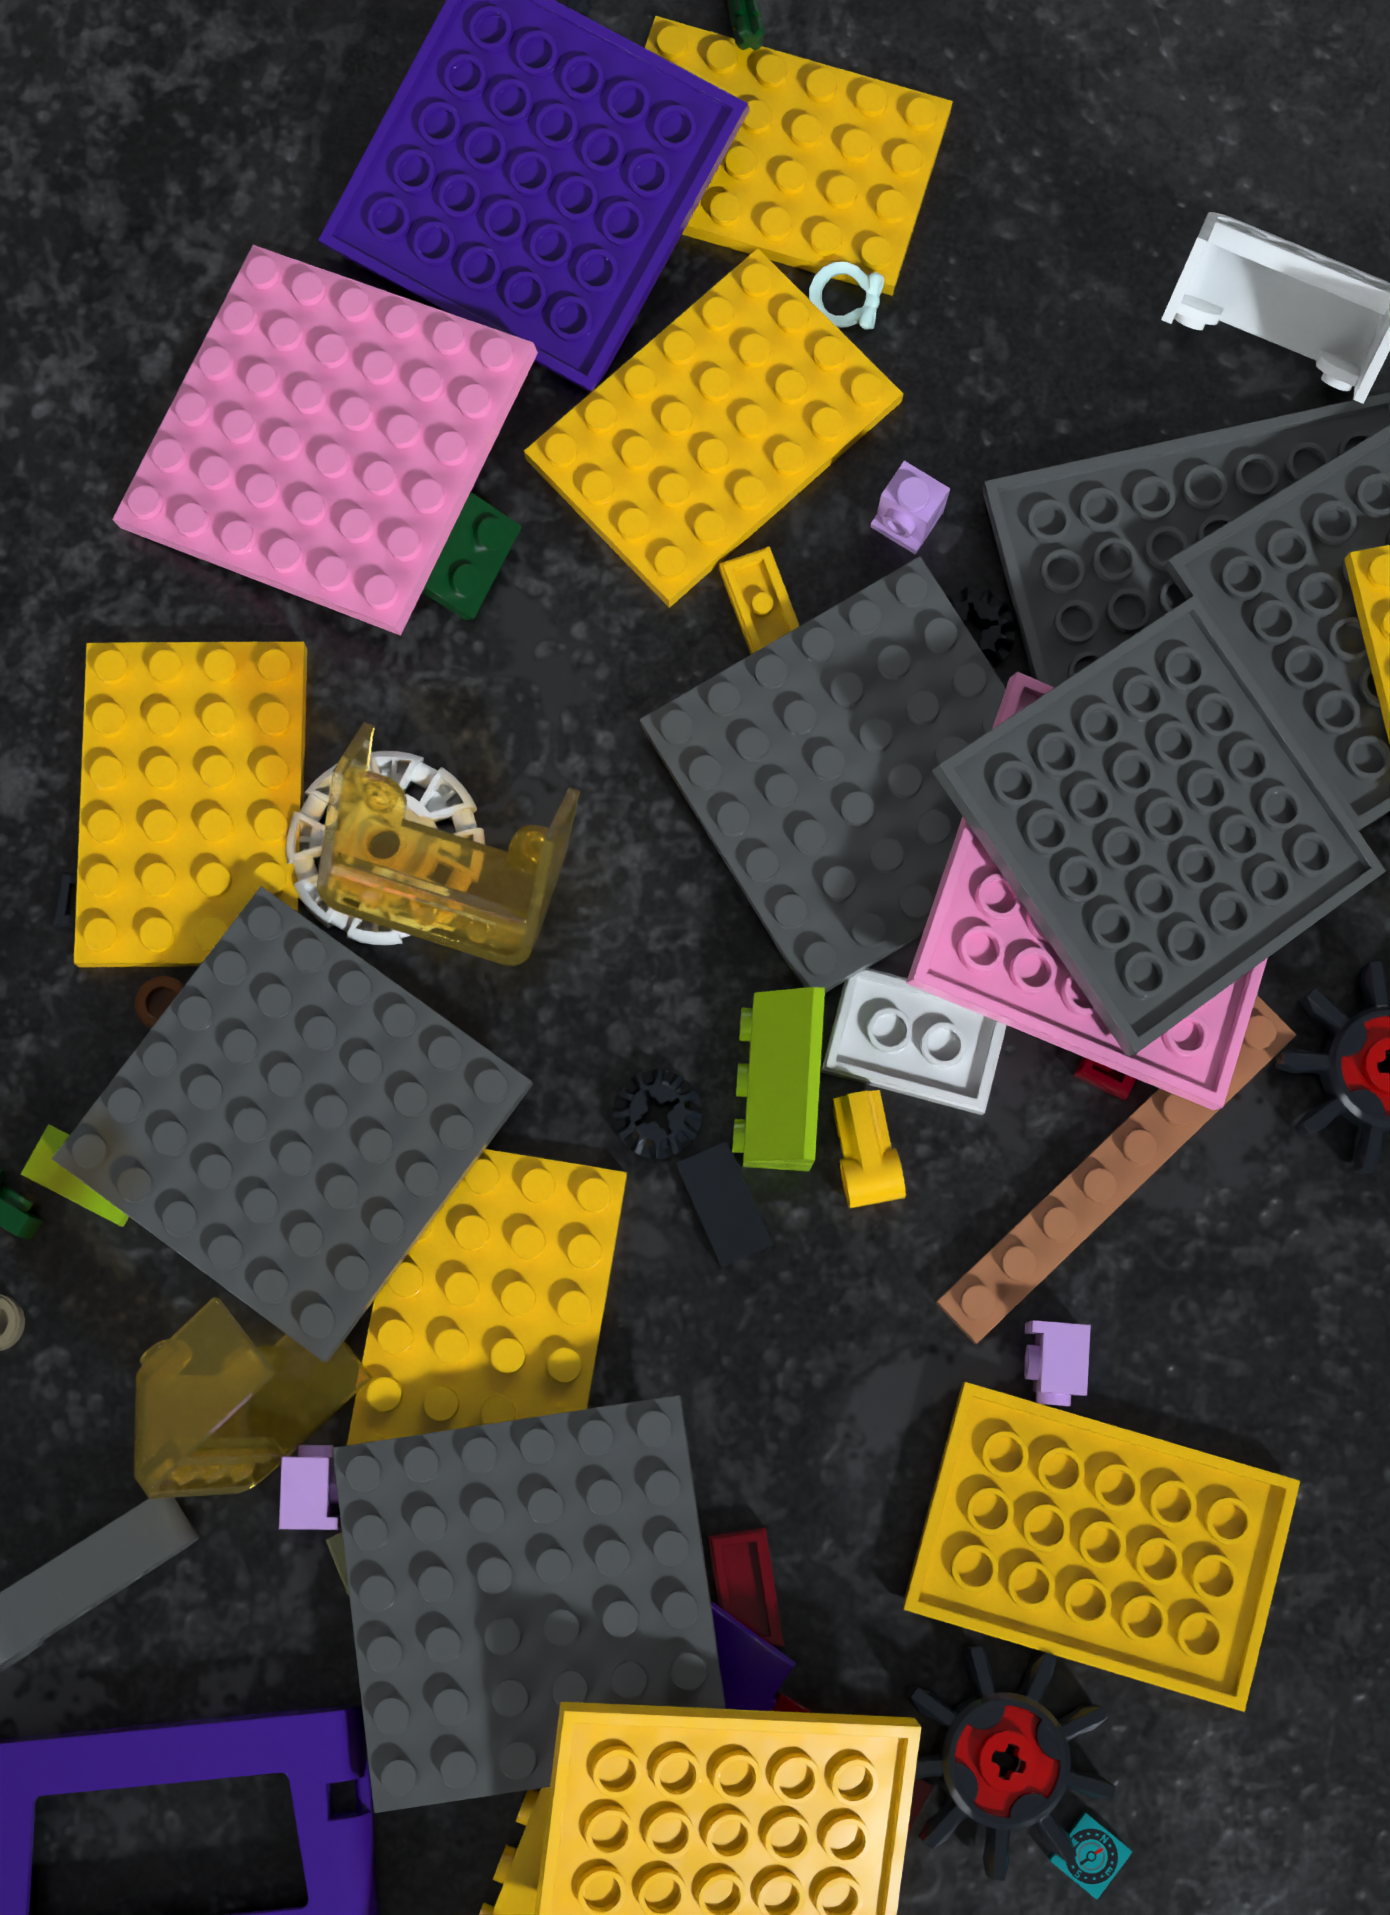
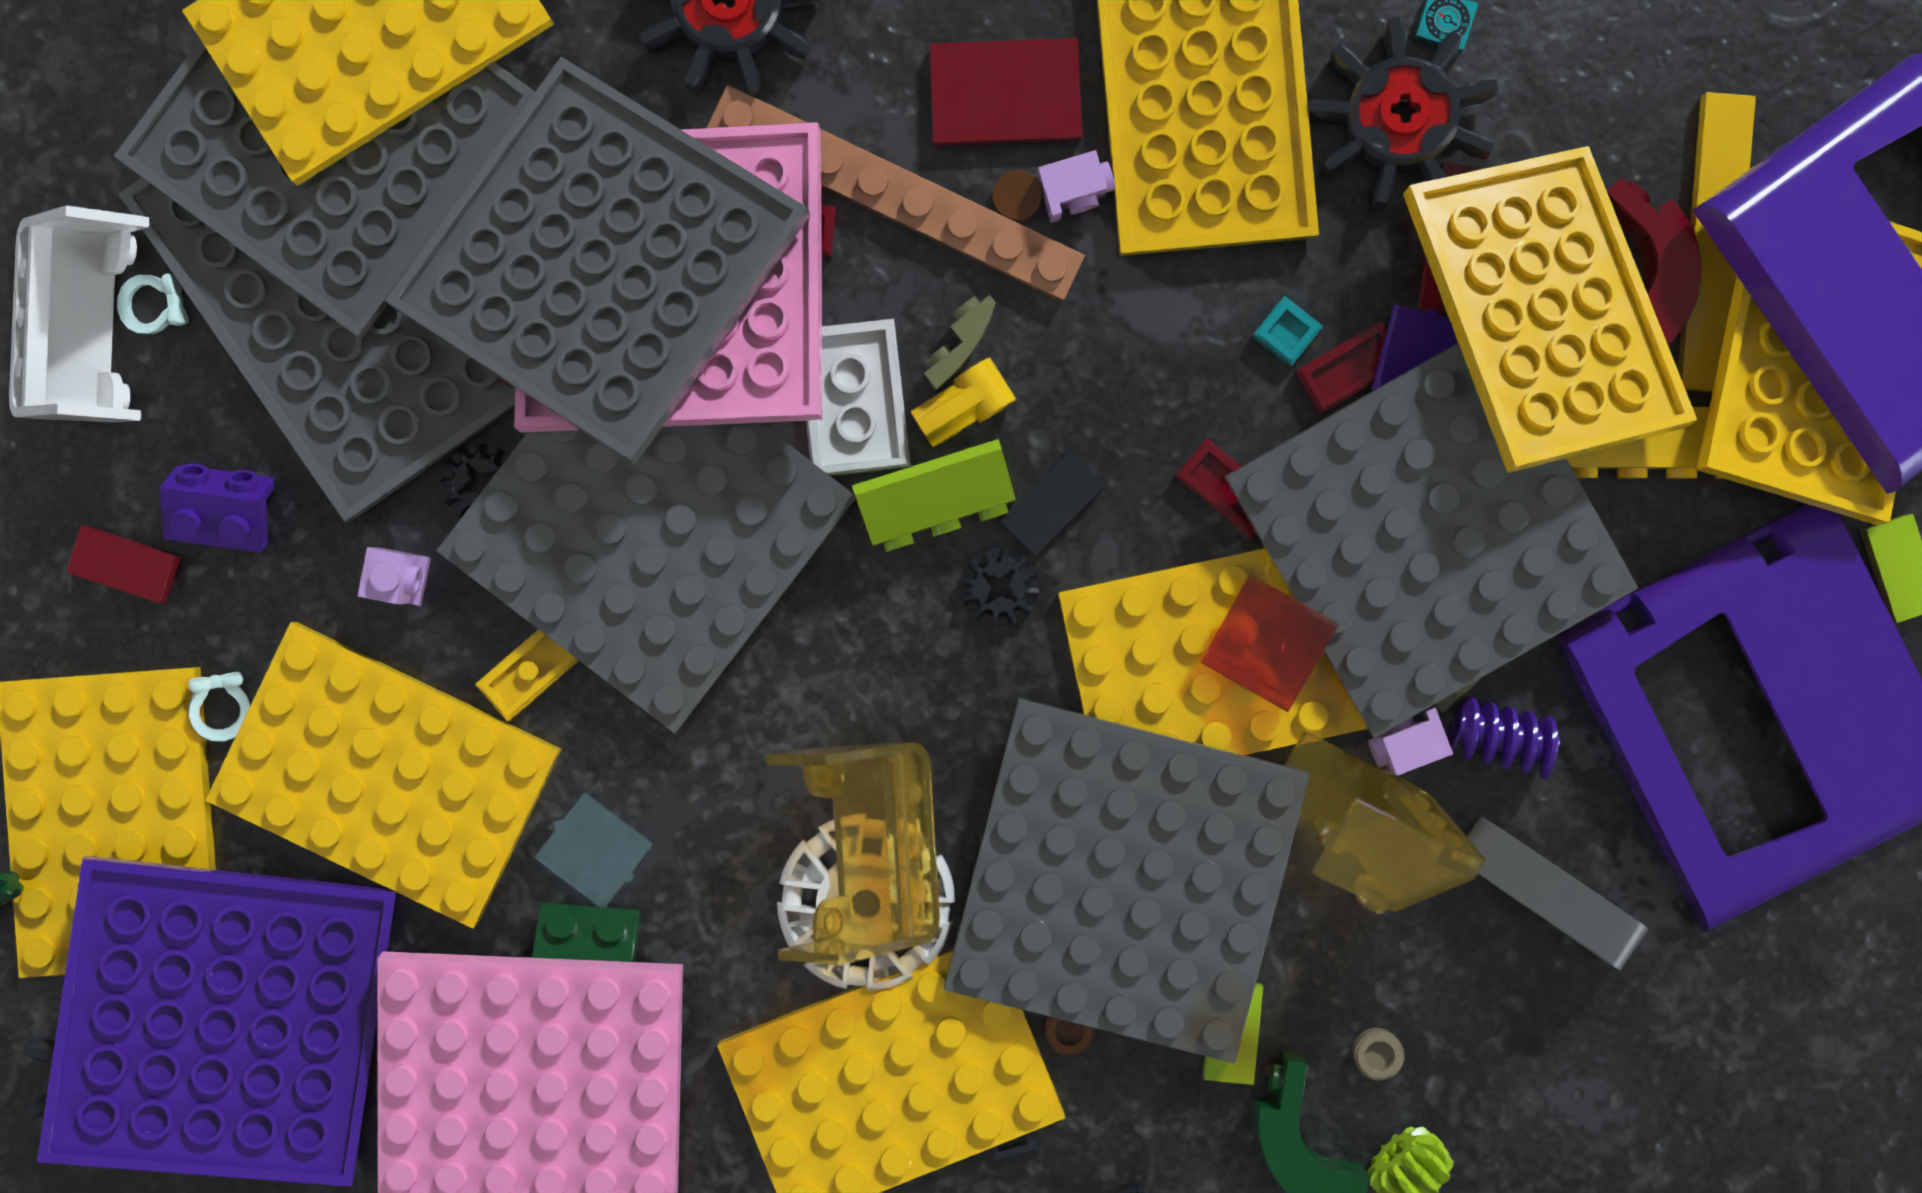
camera: 115 degrees left, 10 degrees up
(274, 1598) = (1505, 734): none -> dark purple piece
(481, 1371) = (1269, 643): none -> clear red tile
(552, 599) = (593, 850): none -> clear light blue piece
(690, 1378) = (1205, 477): none -> dark red tile
(811, 1535) = (1287, 331): none -> teal tile
(943, 1187) = (969, 329): none -> olive slope
(1023, 261) = (123, 564): none -> dark red tile
(1046, 366) = (216, 507): none -> dark purple bracket
(1067, 1296) = (1017, 195): none -> reddish brown tile
(1184, 1328) = (1005, 92): none -> dark red tile
(1255, 399) = (173, 314): none -> light aqua piece

